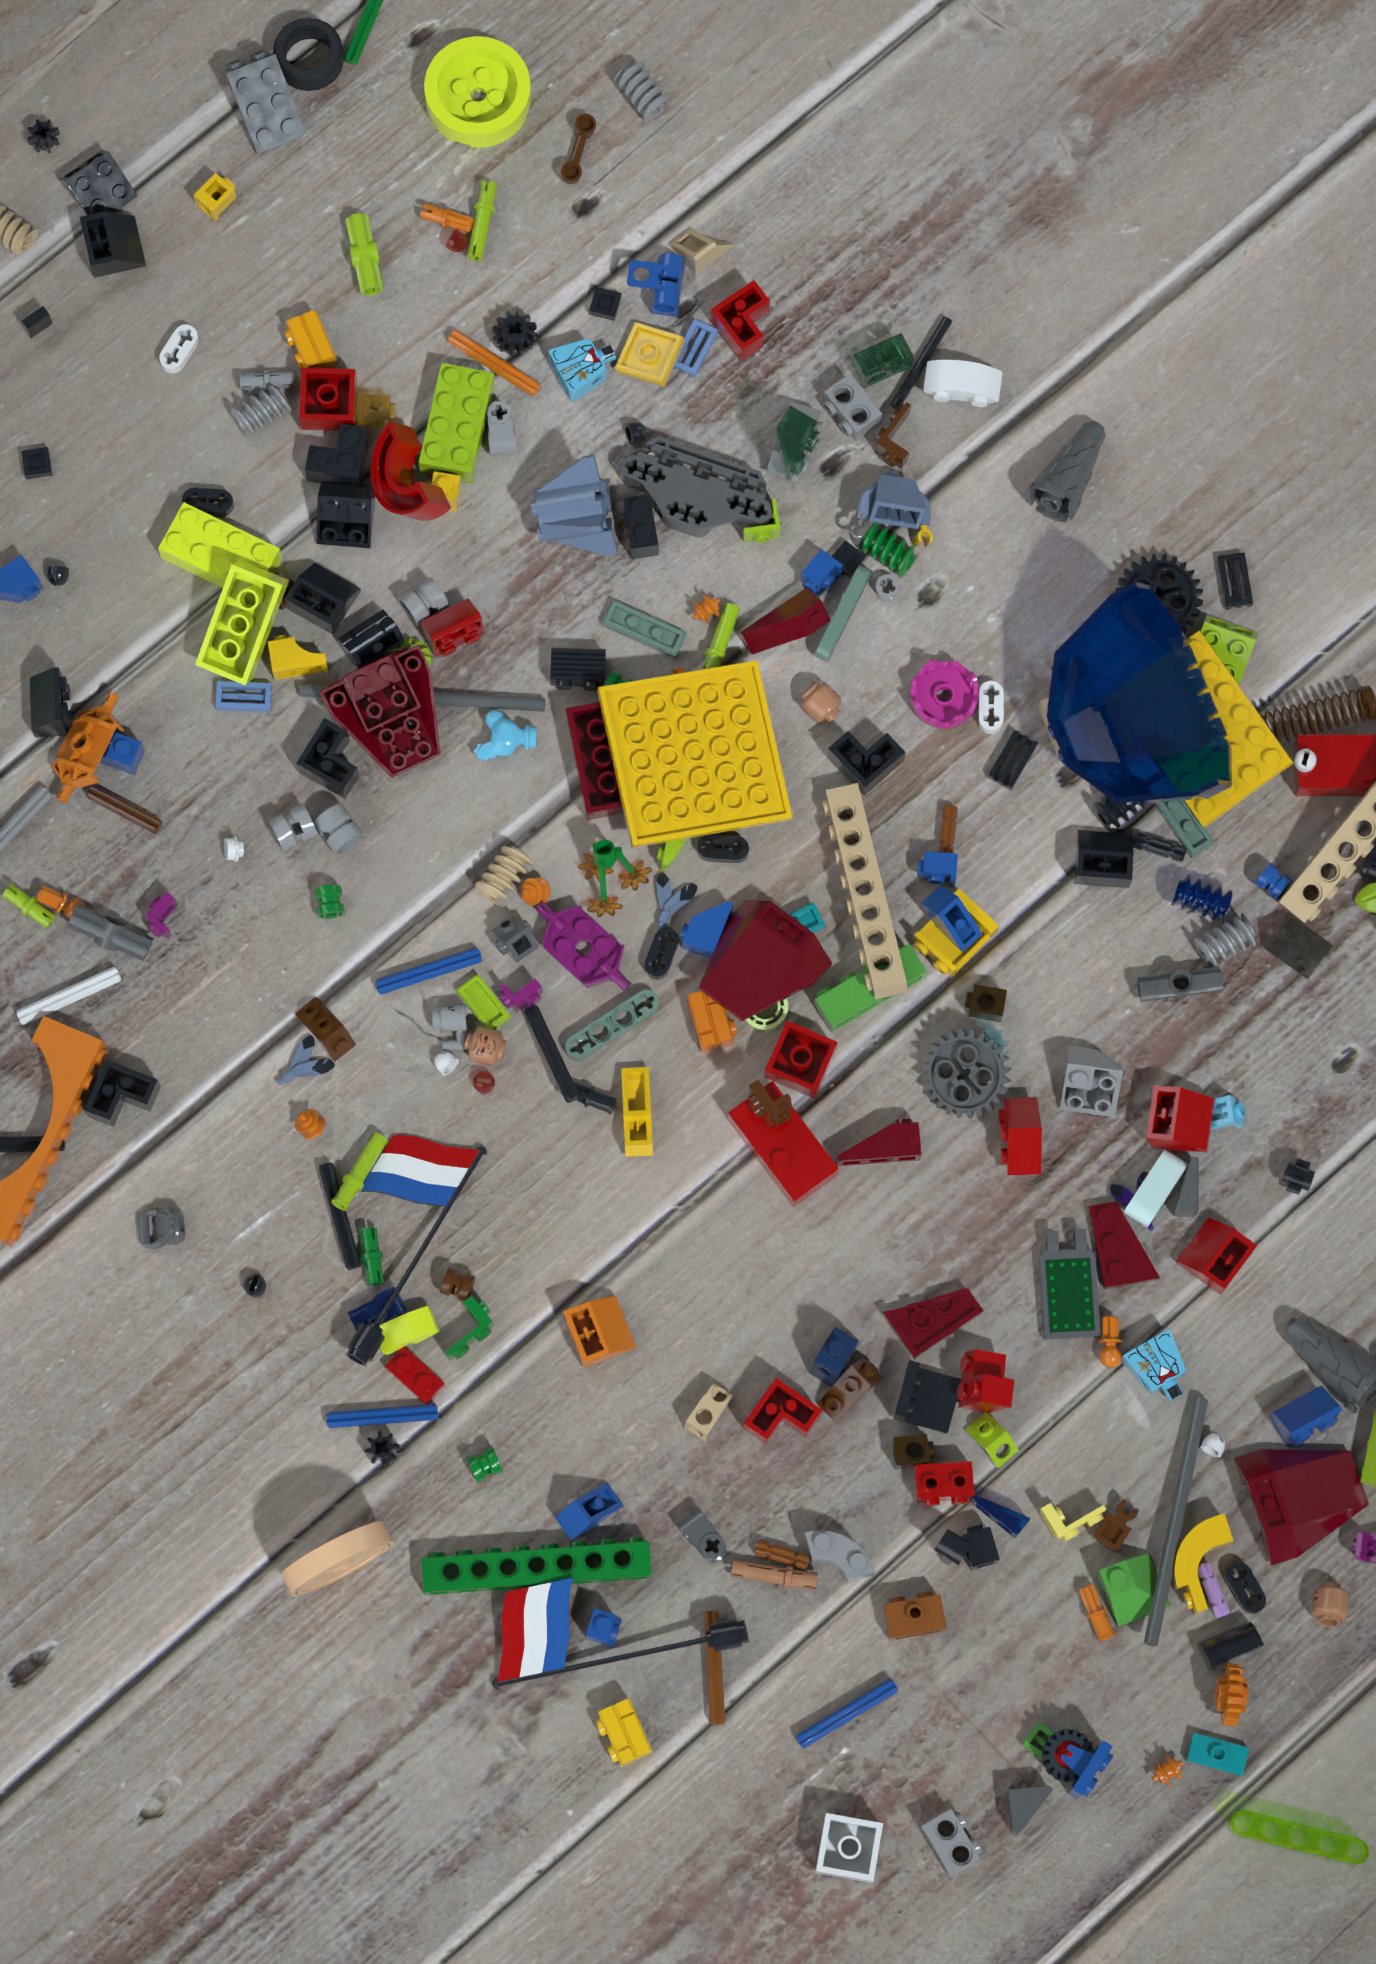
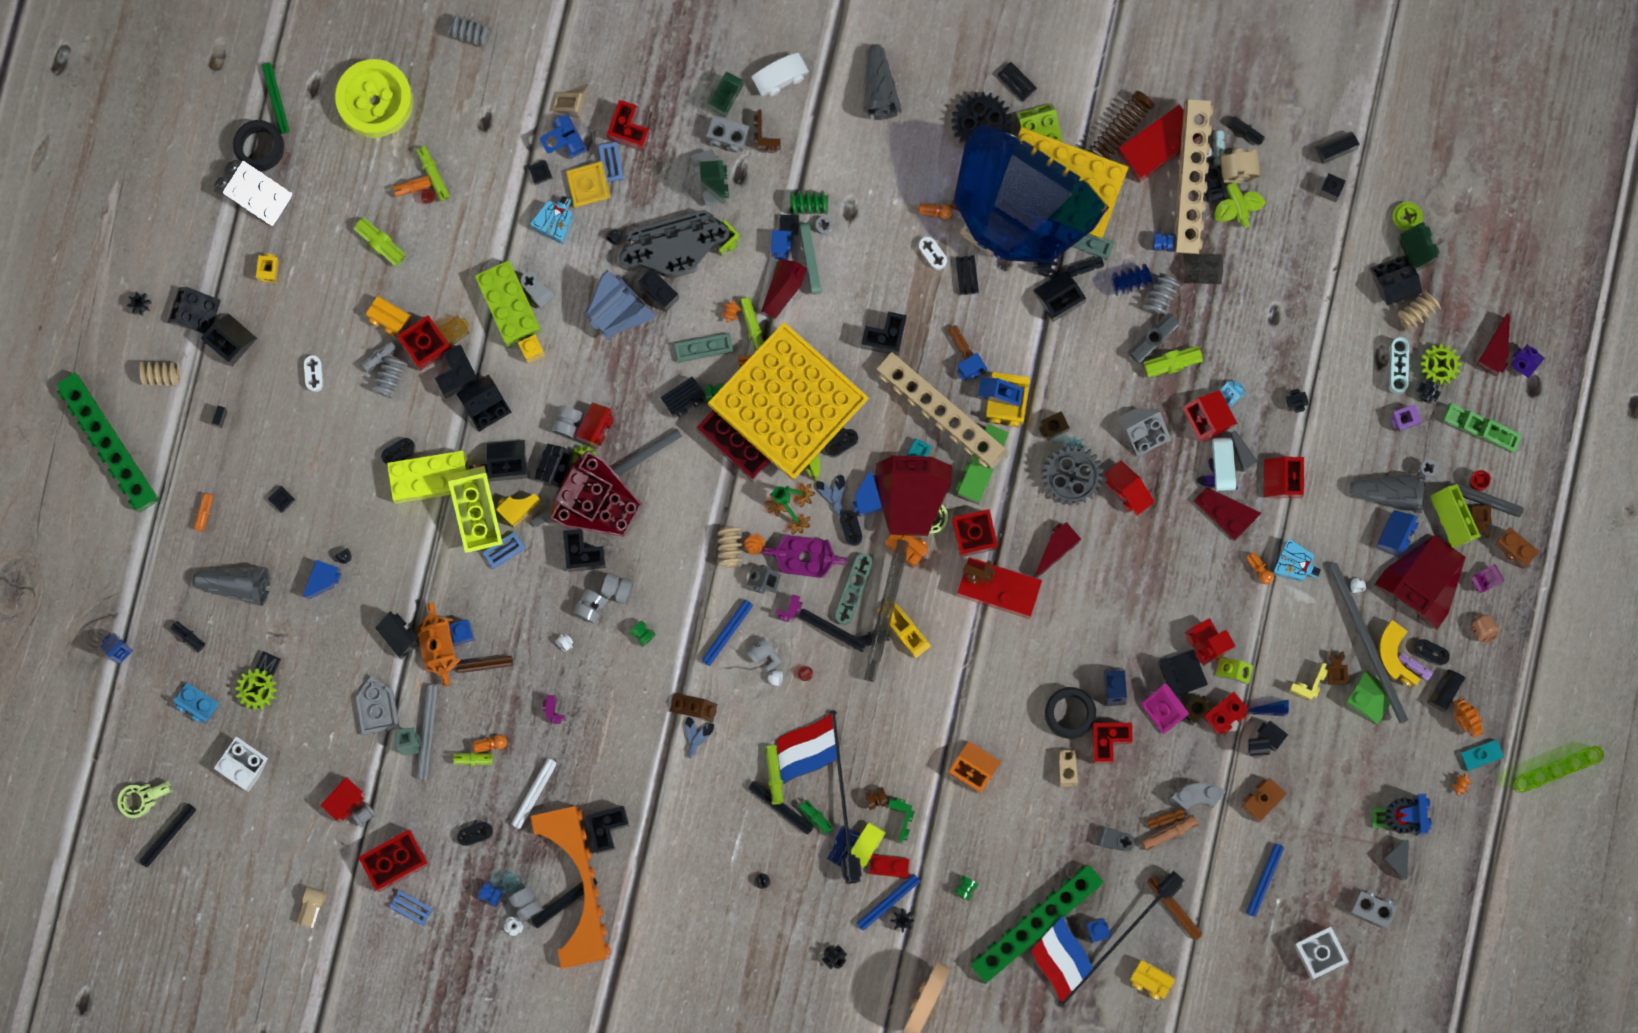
camera: 30 degrees left, 5 degrees up
(110, 932) = (531, 740): dark grey piece -> none
(169, 1227) = (690, 884): dark grey piece -> none
(271, 1433) = (834, 957): none -> black gear
(310, 1124) = (726, 768): orange wheel -> none
(393, 476) = (498, 364): red brick -> none
(483, 1003) = (772, 629): lime tile -> none
(485, 1046) = (792, 652): nougat head -> none
(494, 362) = (502, 252): orange axle -> none
(505, 737) = (671, 467): medium azure animal -> none
(514, 341) = (496, 223): black gear -> none
(583, 129) = (451, 77): reddish brown bar -> none
(589, 1511) = (1042, 871): blue slope -> none
(630, 1074) = (886, 610): none -> clear smoke piece
(764, 1319) = (1070, 692): none -> black tyre
(821, 702) = (835, 319): nougat head -> none
(849, 1389) = (1136, 699): reddish brown bracket -> none
(875, 1423) = (1164, 708): none -> dark pink tile
(896, 503) = (794, 173): sand blue torso -> none
(921, 362) = (747, 79): black bar -> none
(933, 1320) = (1154, 627): dark red wing -> none
(944, 676) = (905, 252): dark pink plate -> none
(1039, 668) = (943, 211): none -> orange axle
(1069, 1289) = (1215, 555): tile -> none
(1096, 1612) = (1361, 725): orange axle -> none
(1183, 1028) = (1173, 362): none -> lime piece
(1311, 763) = (1129, 161): white hinge -> none

